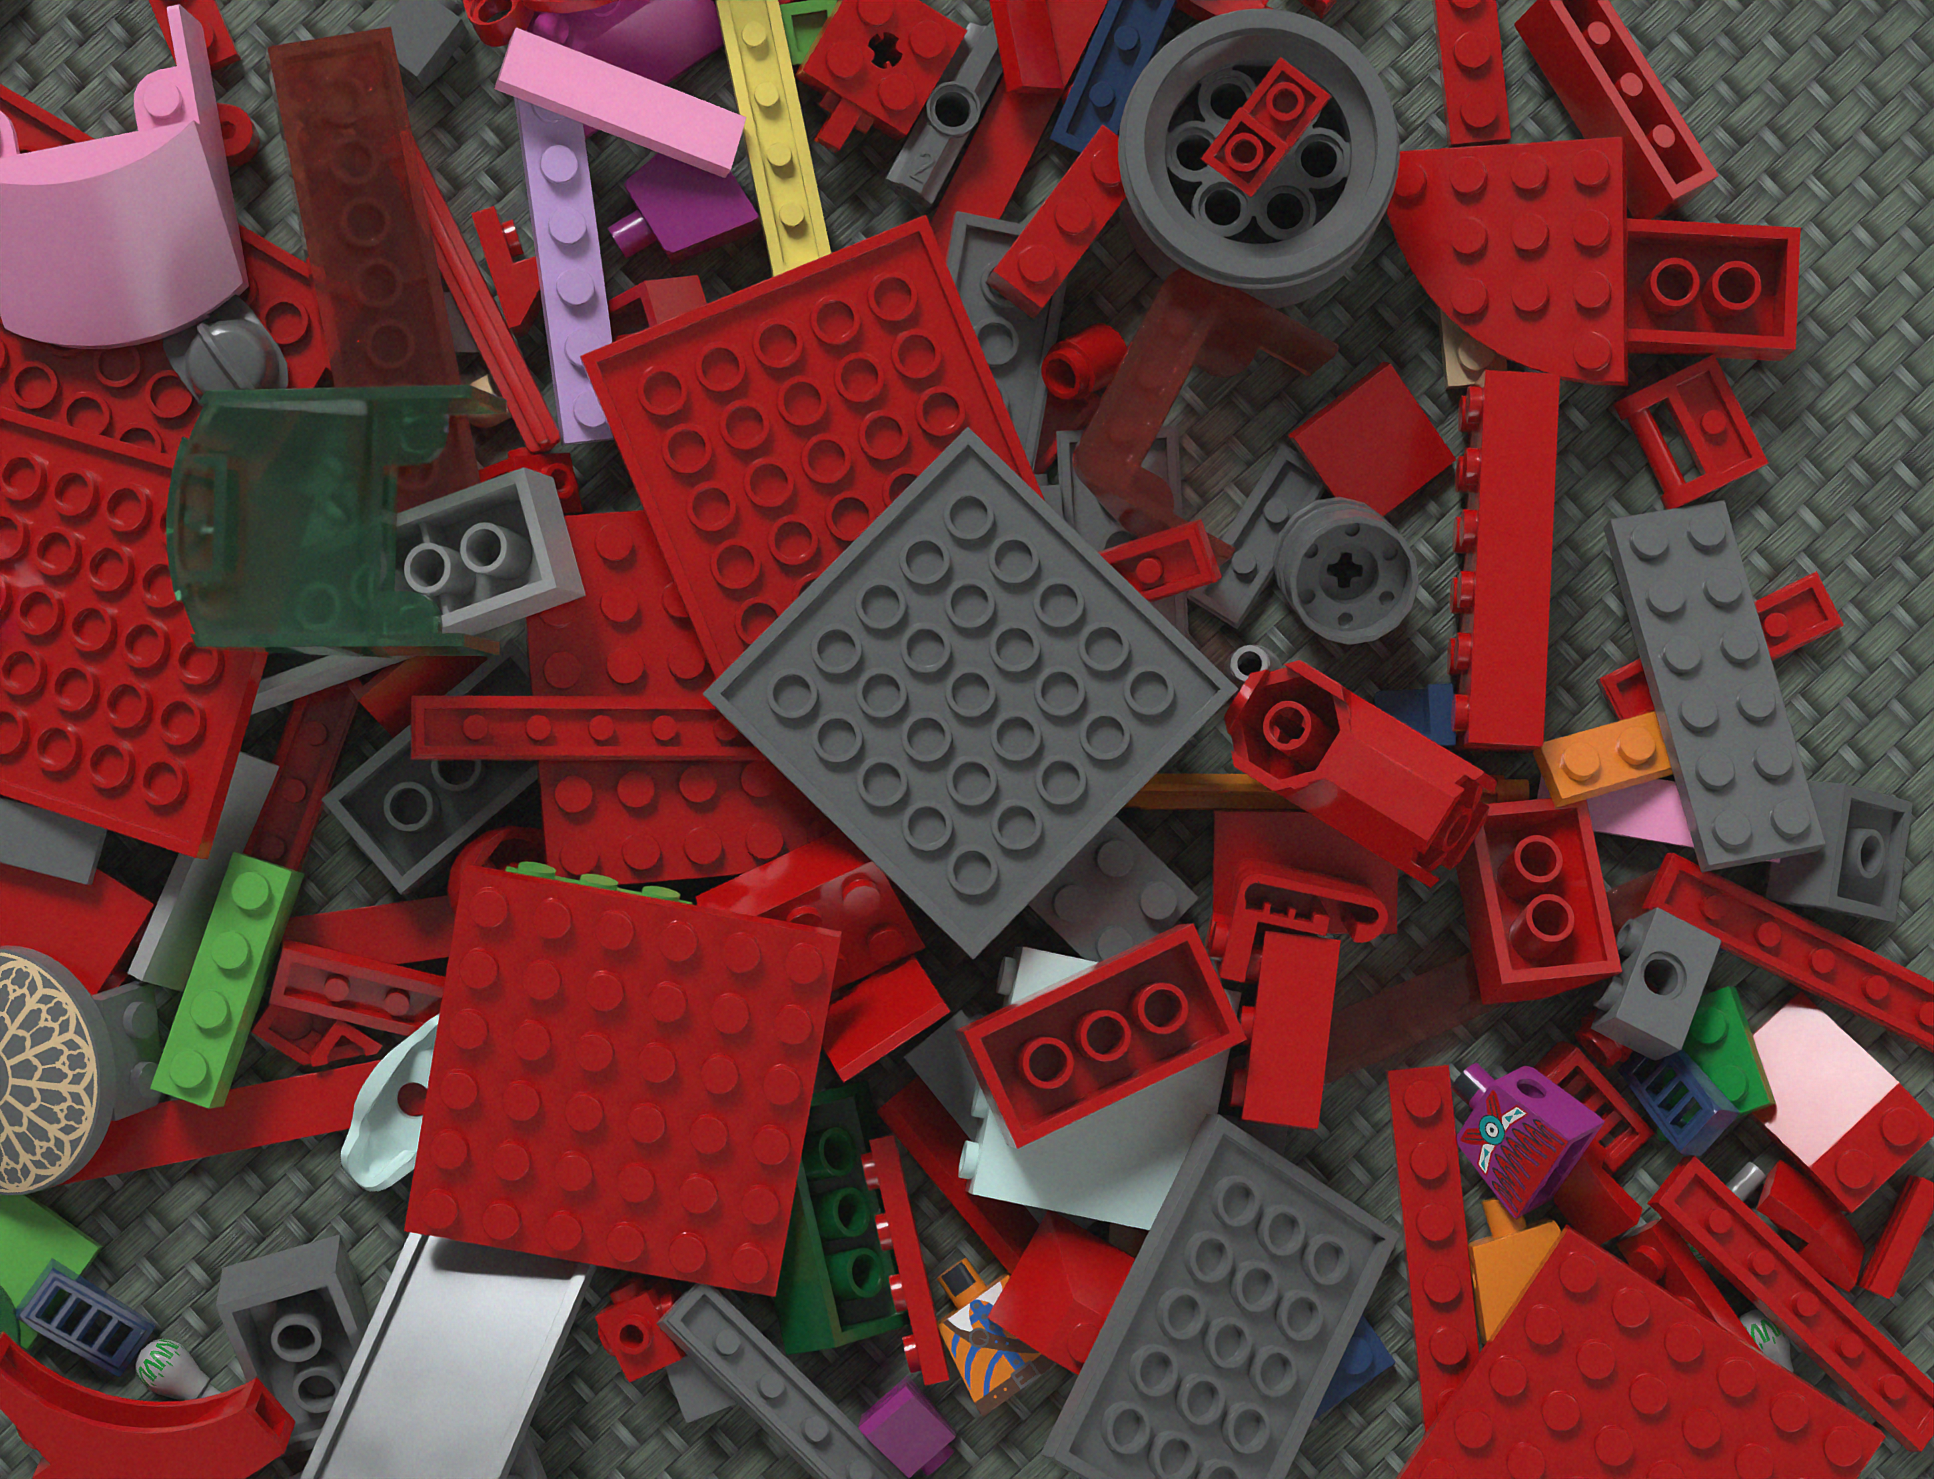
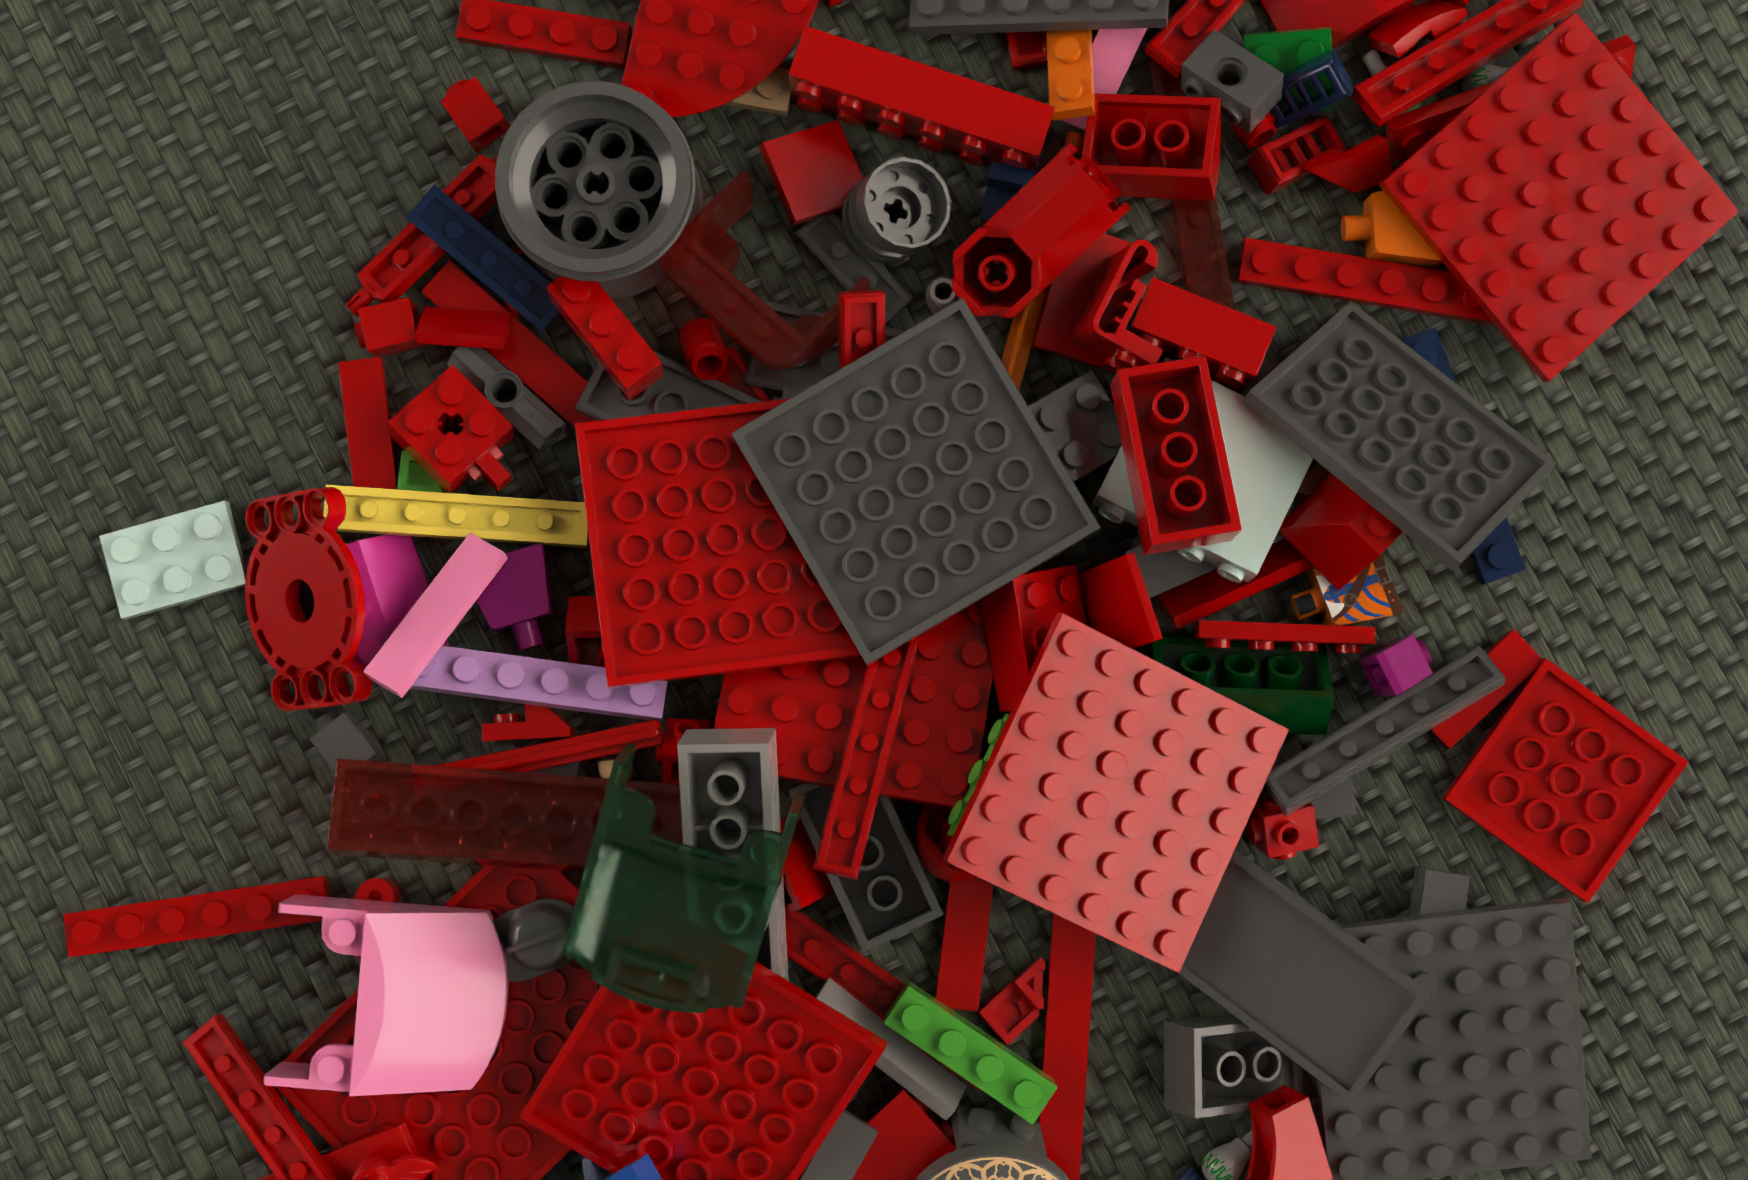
camera: 75 degrees left, 0 degrees up
(355, 988) = (1001, 959): red plate -> none
(381, 1136) = (1106, 973): light aqua piece -> none
(1266, 127) = (583, 168): red slope -> none
(1522, 1134) = (1307, 198): torso -> none

